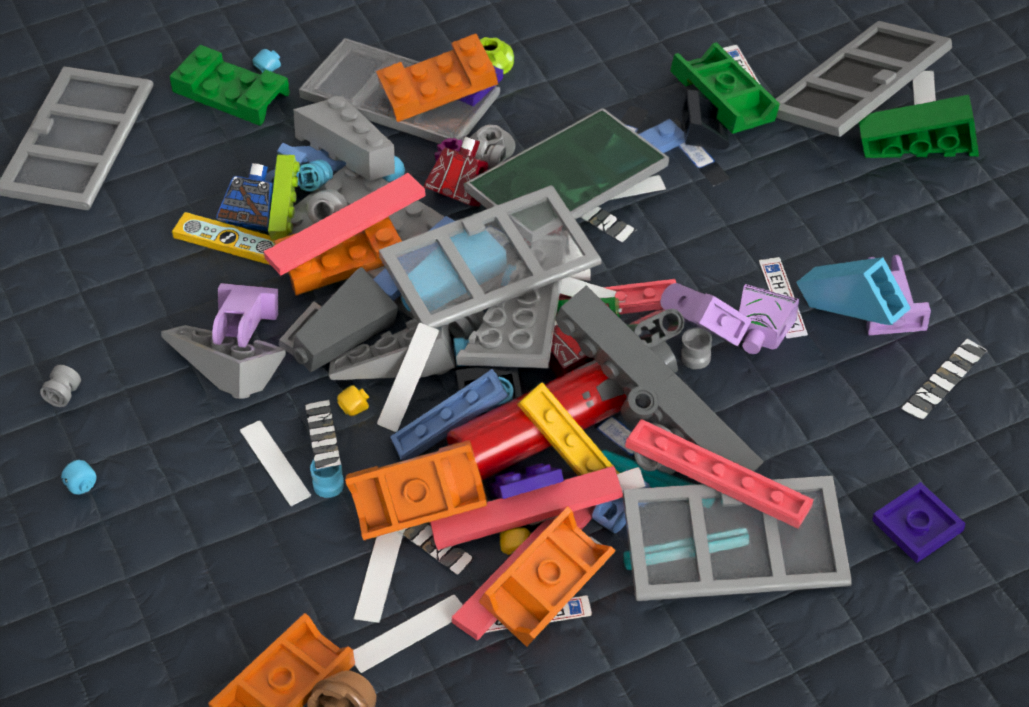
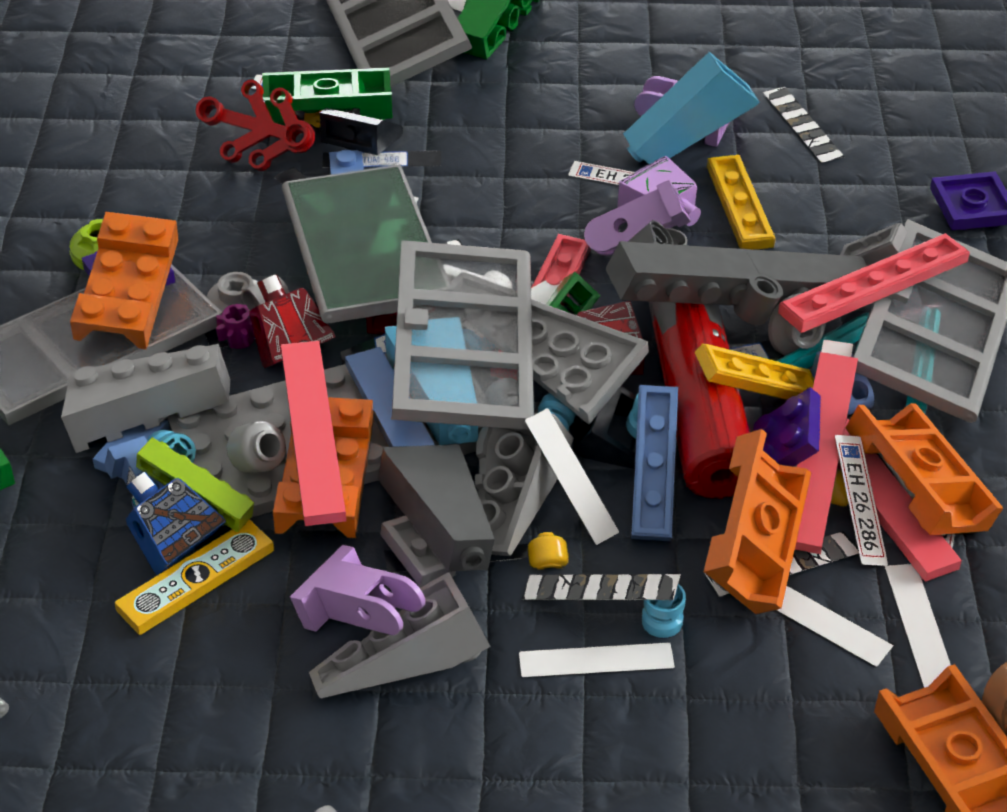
camera: 65 degrees left, 5 degrees down
(495, 551) = (861, 500): none -> white sticker
(657, 87) = (260, 127): none -> red plant
(785, 467) = (877, 245): none -> light grey plate
(802, 372) = (740, 202): none -> yellow tile

